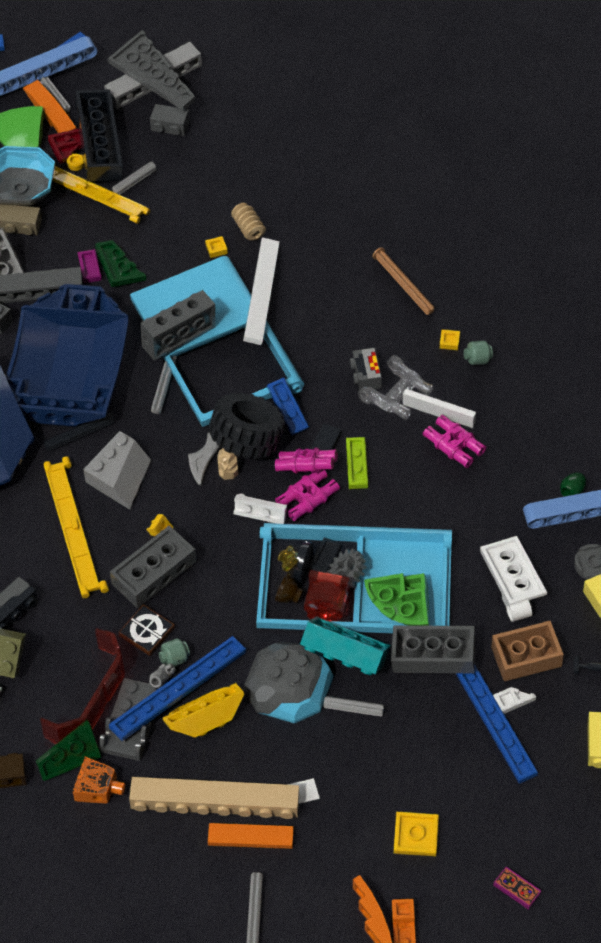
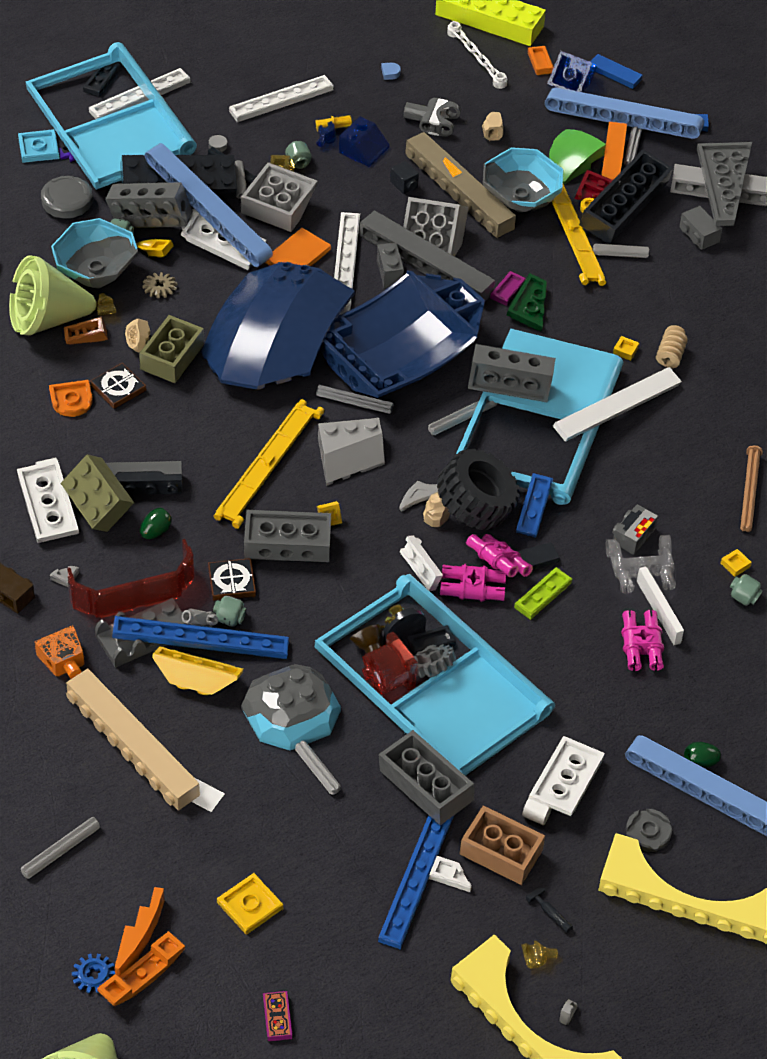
camera: 40 degrees right, 5 degrees down
(28, 728) = (60, 576): none -> light grey tile
(51, 636) = (155, 523): none -> dark green animal
(69, 752) = (65, 612): dark green wing -> none
(250, 835) = (126, 791): orange tile -> none
(344, 645) = (357, 711): teal brick -> none
(401, 598) = (448, 717): bright green brick -> none

